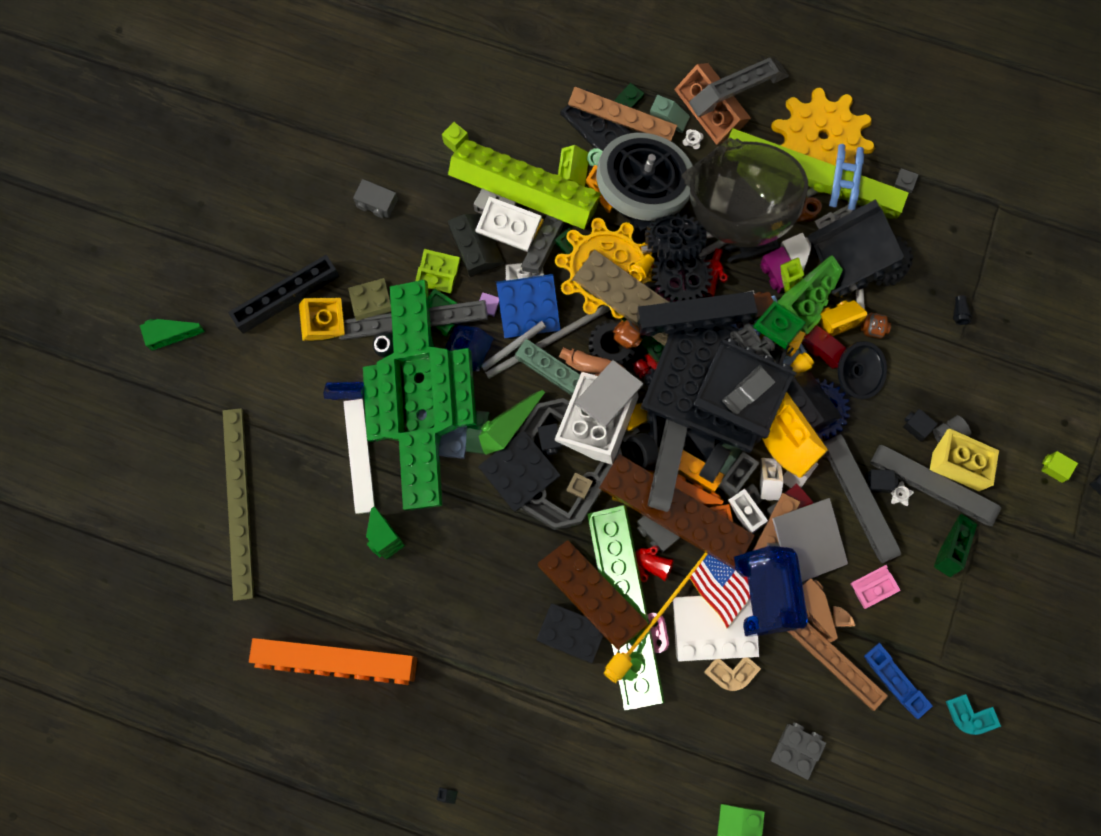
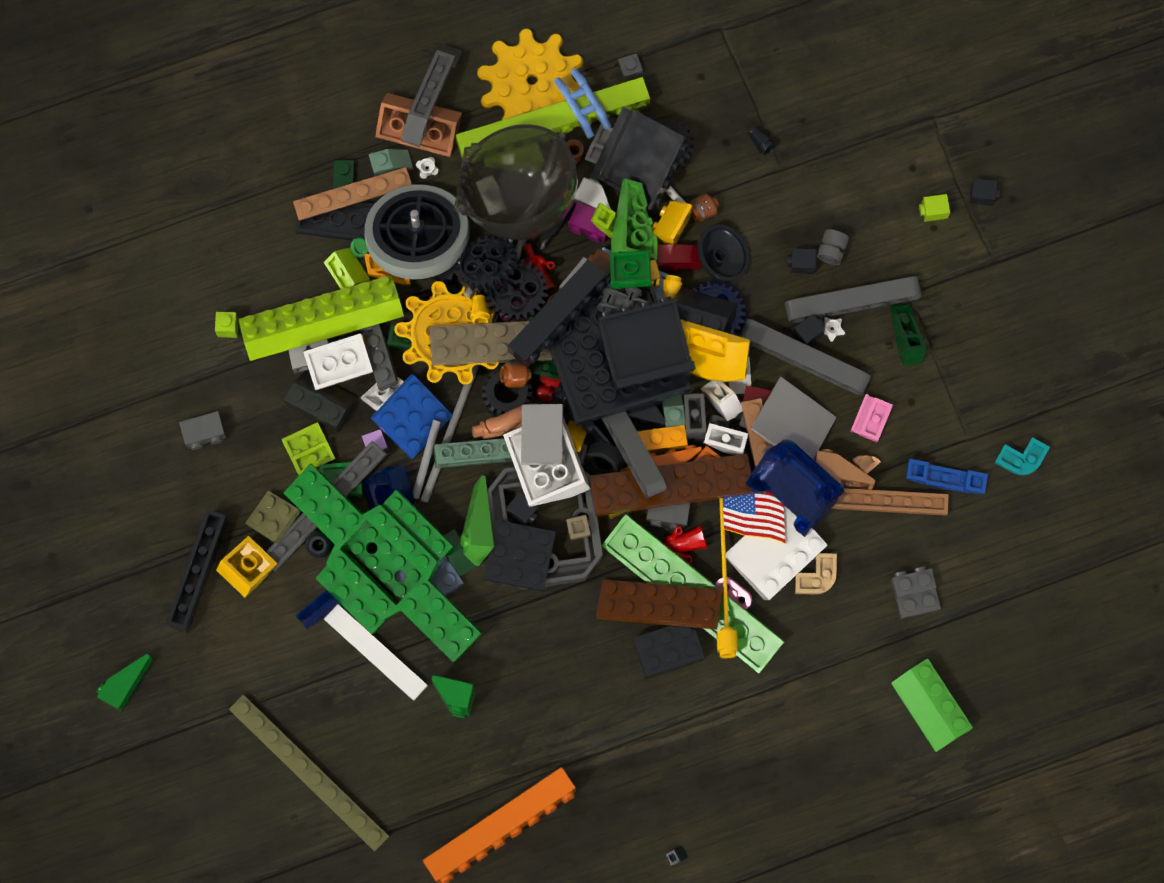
camera: 45 degrees left, 0 degrees up
(715, 463) = (671, 421): black tyre -> none
(748, 390) = (650, 342): dark grey piece -> none
(965, 460) = (860, 261): light yellow slope -> none

